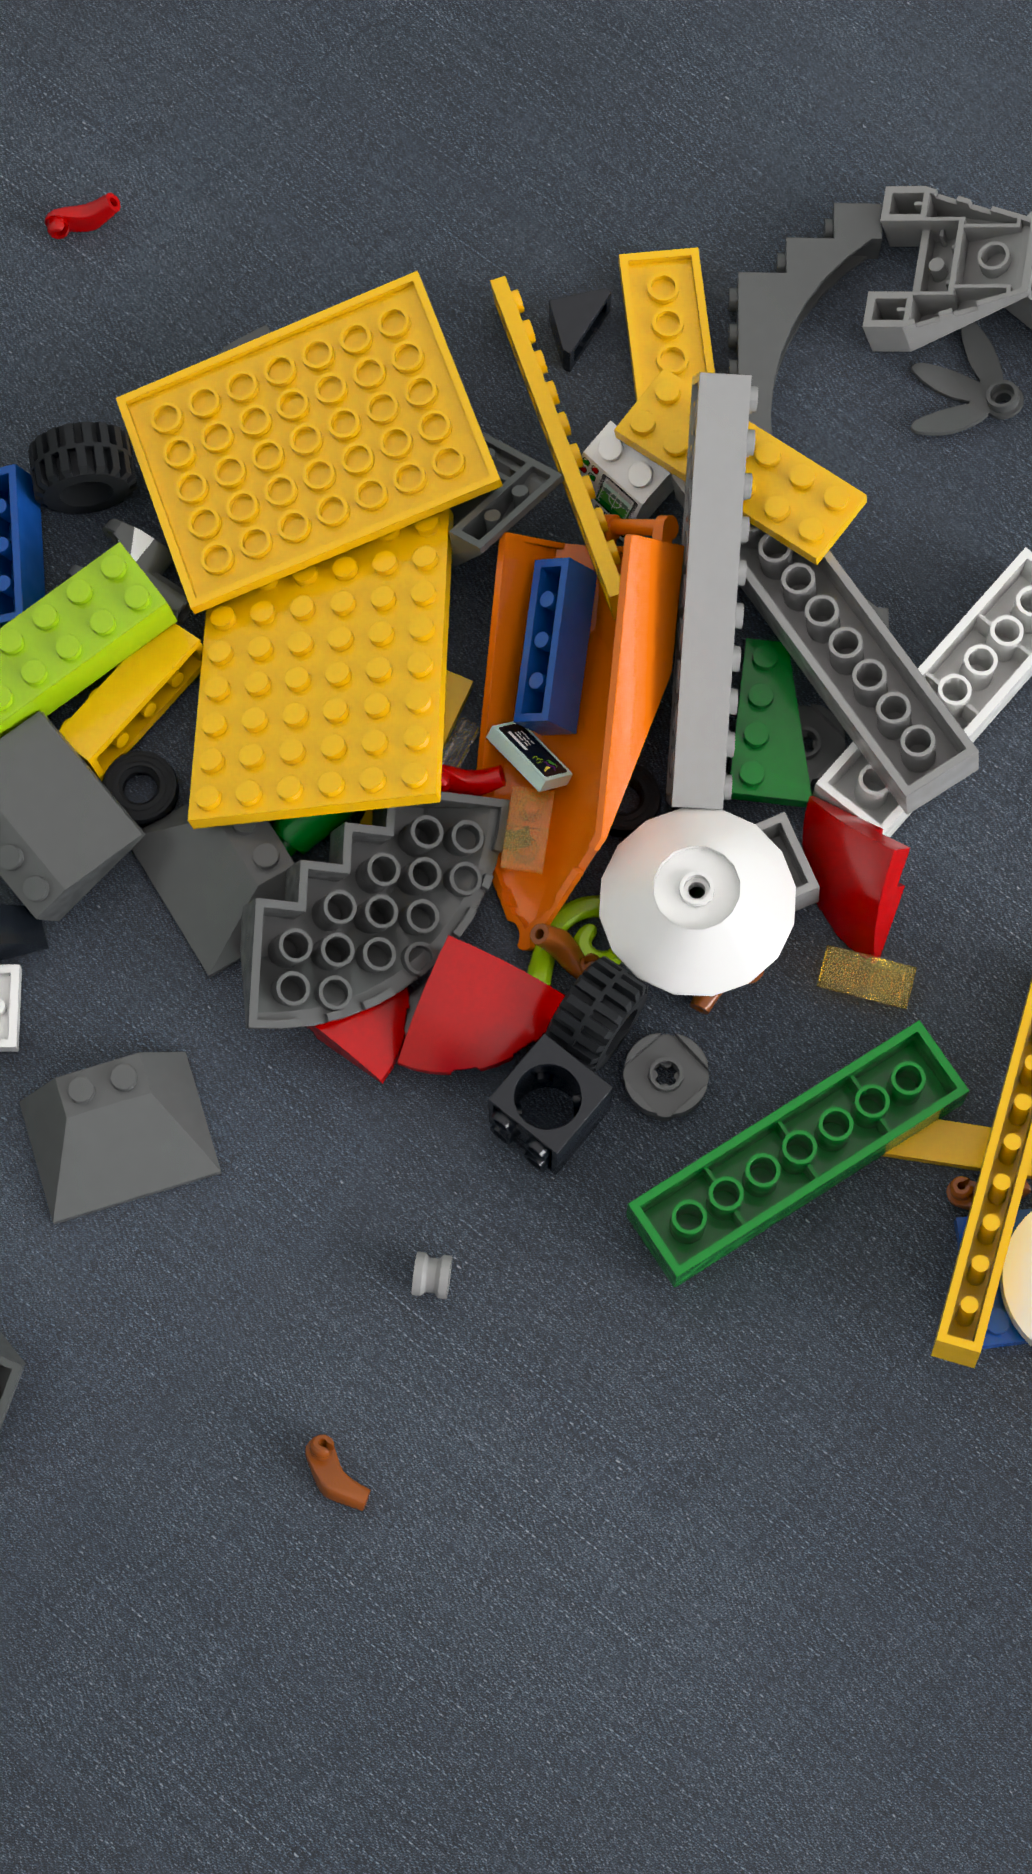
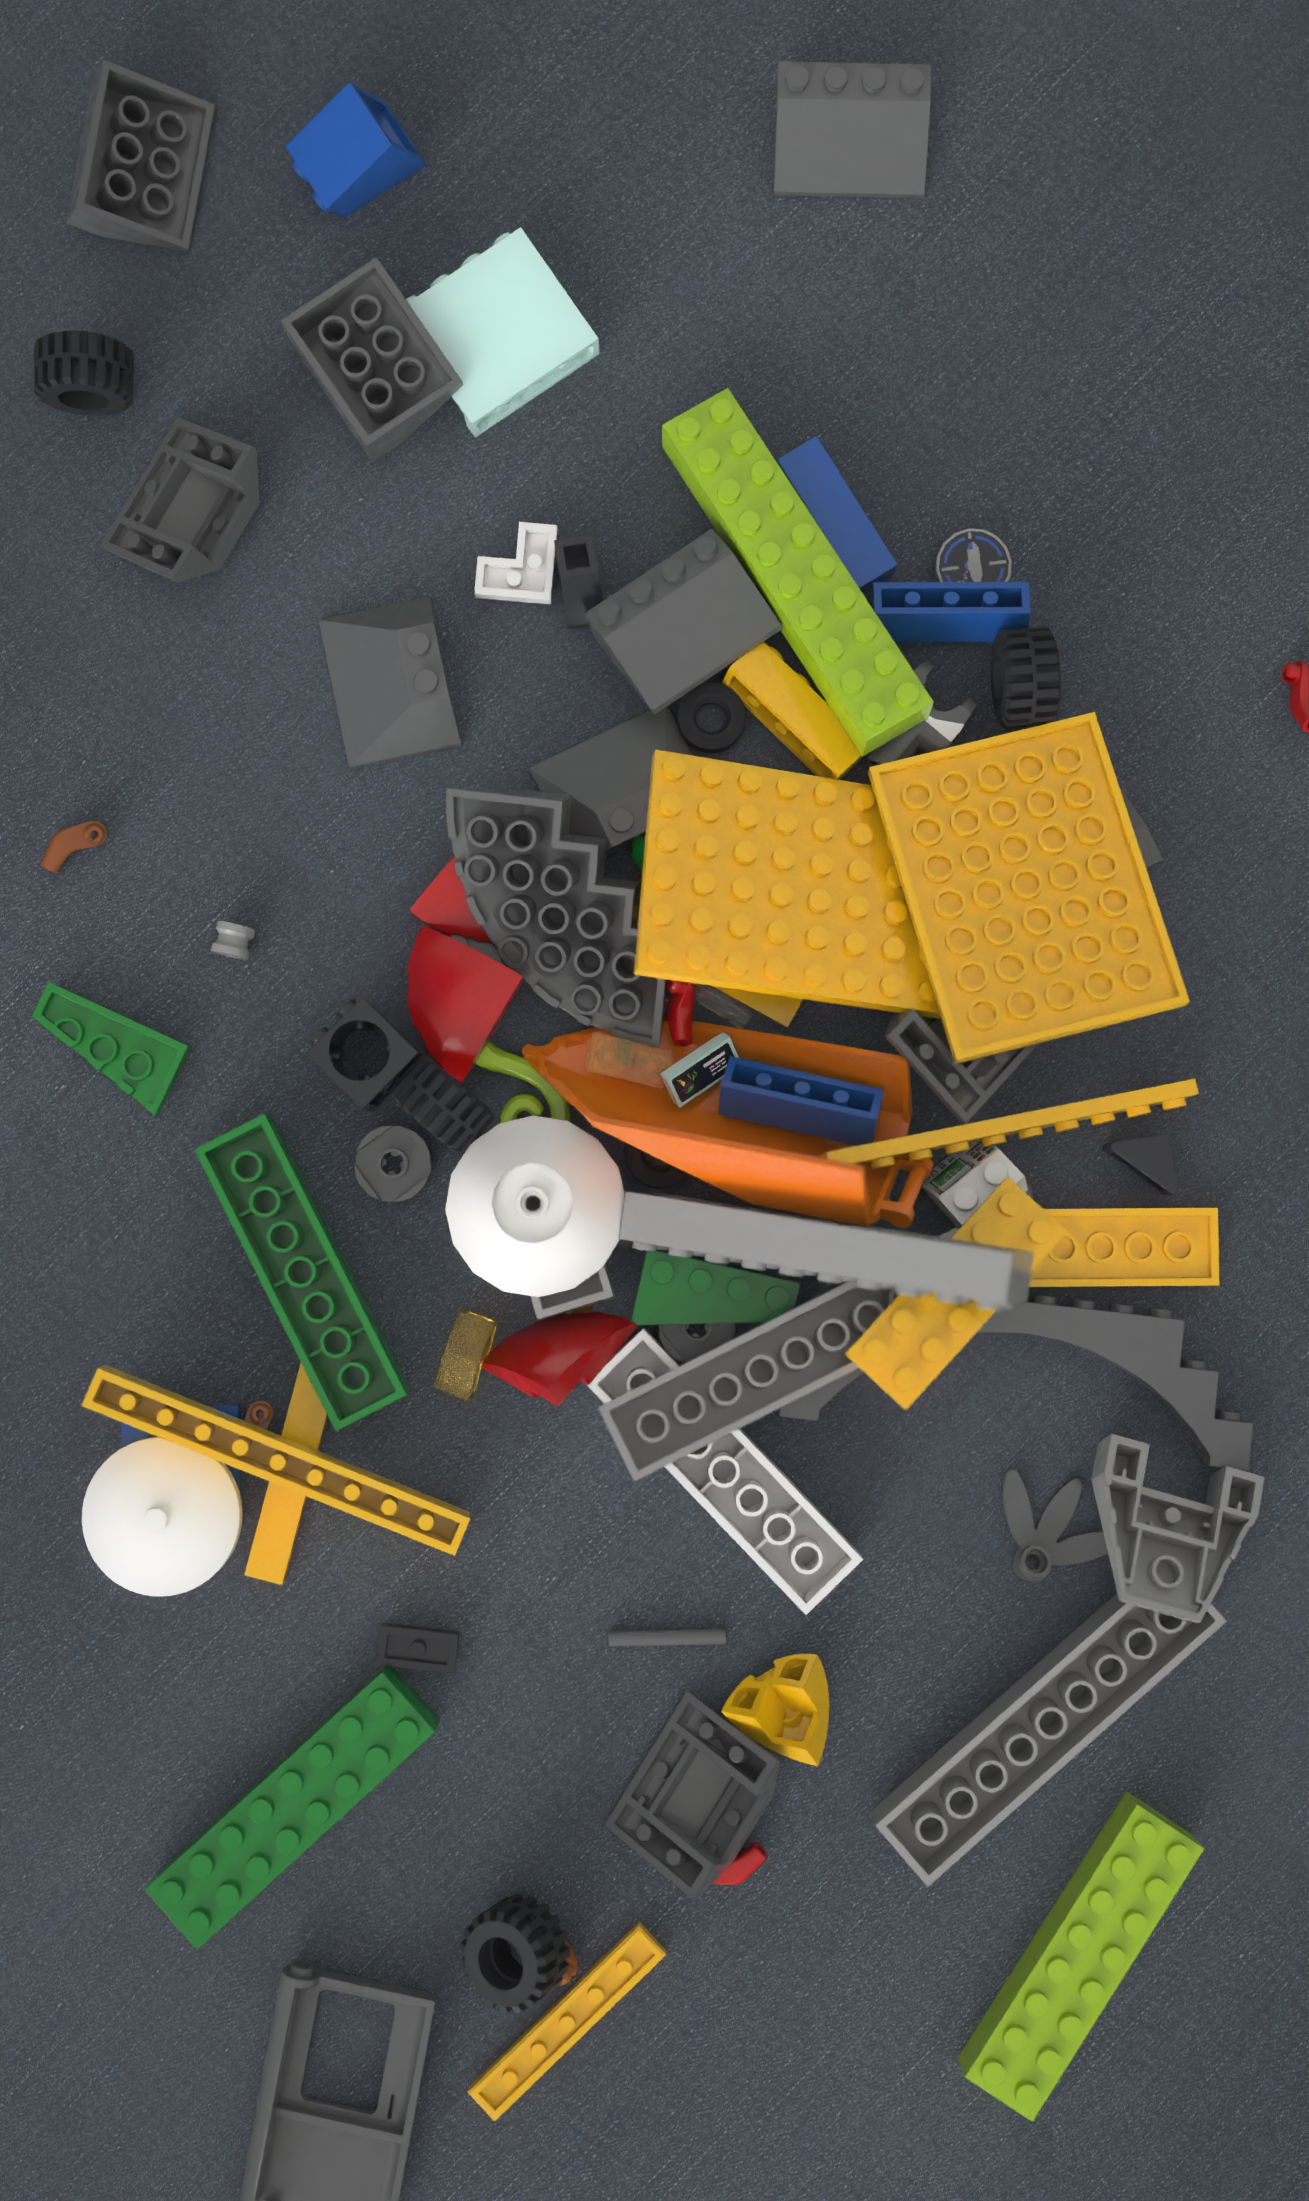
camera: 95 degrees right, 15 degrees up
(562, 948) = (511, 1086): dark orange arm -> none
(567, 1391) = (127, 1052): none -> green wing

